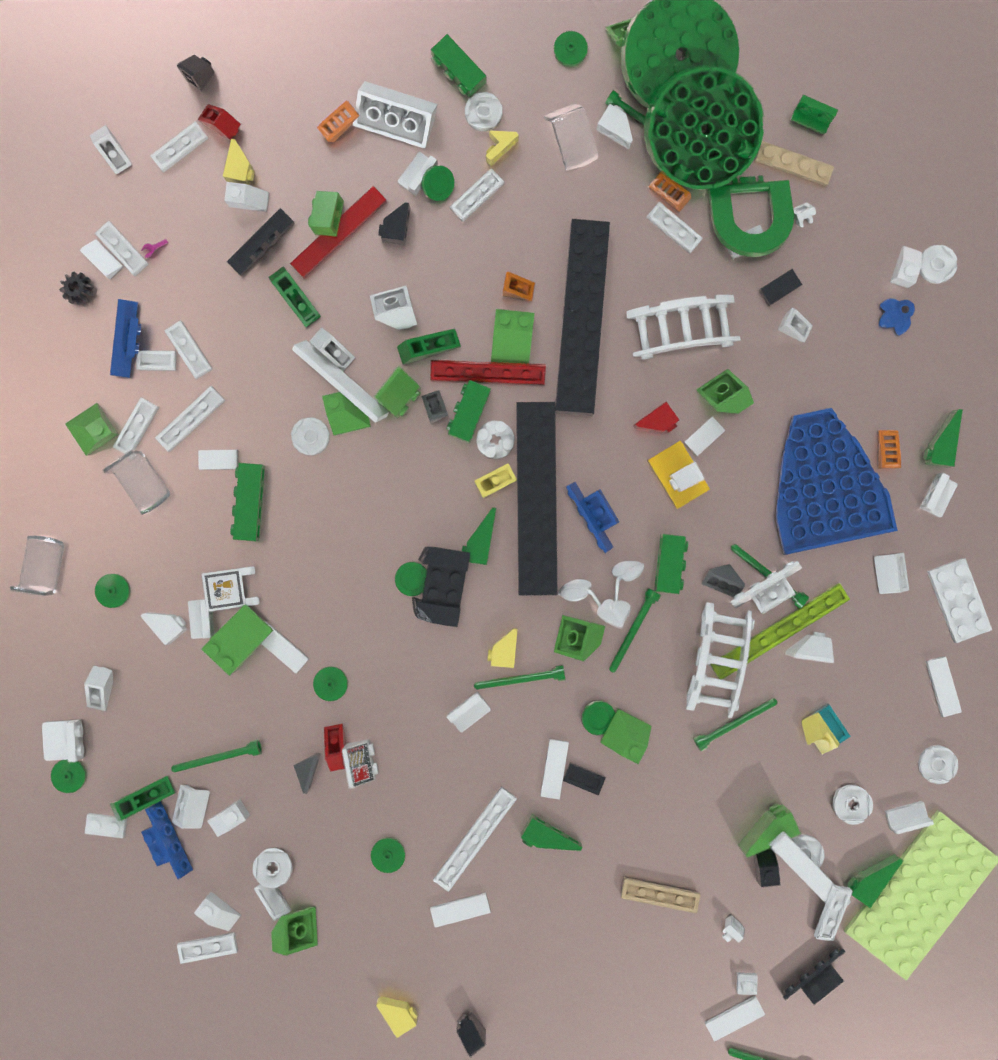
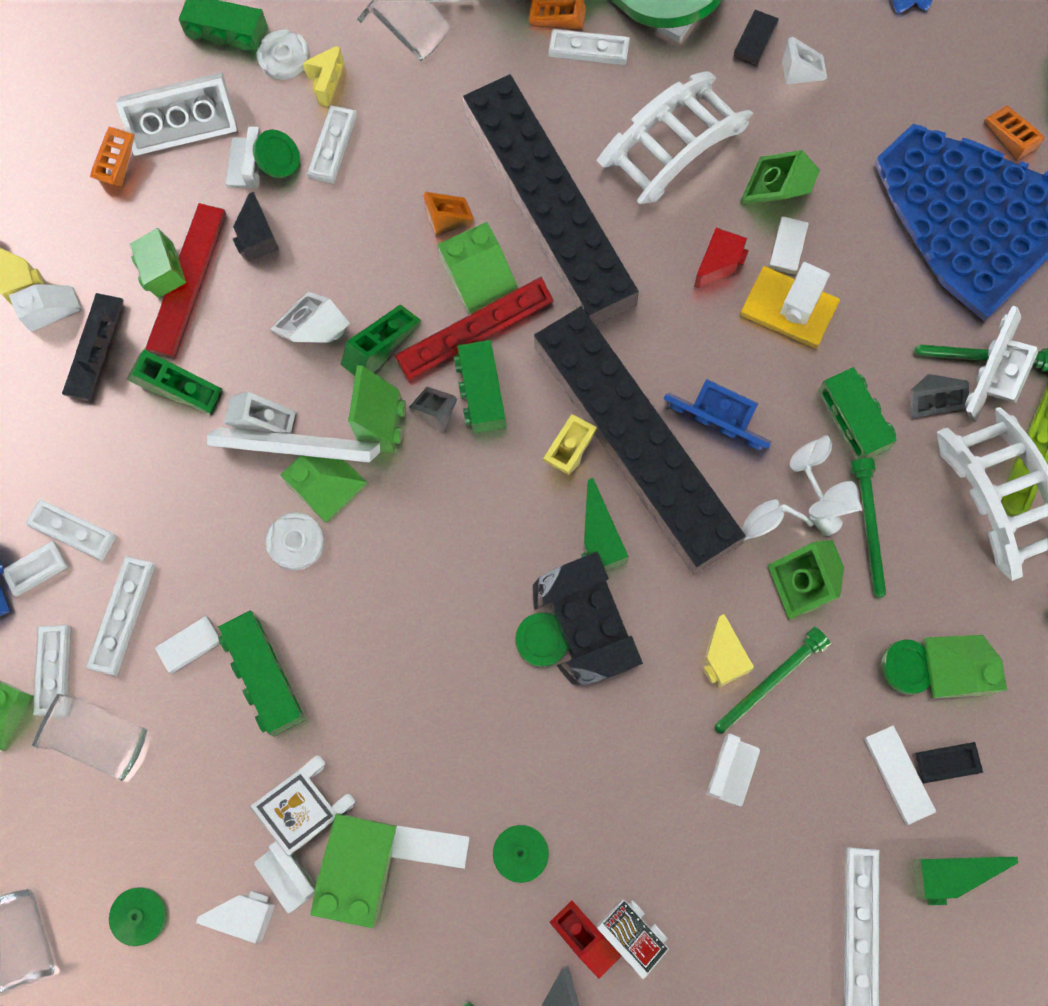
camera: 25 degrees left, 15 degrees down
(485, 435) = (539, 417): white plate -> none

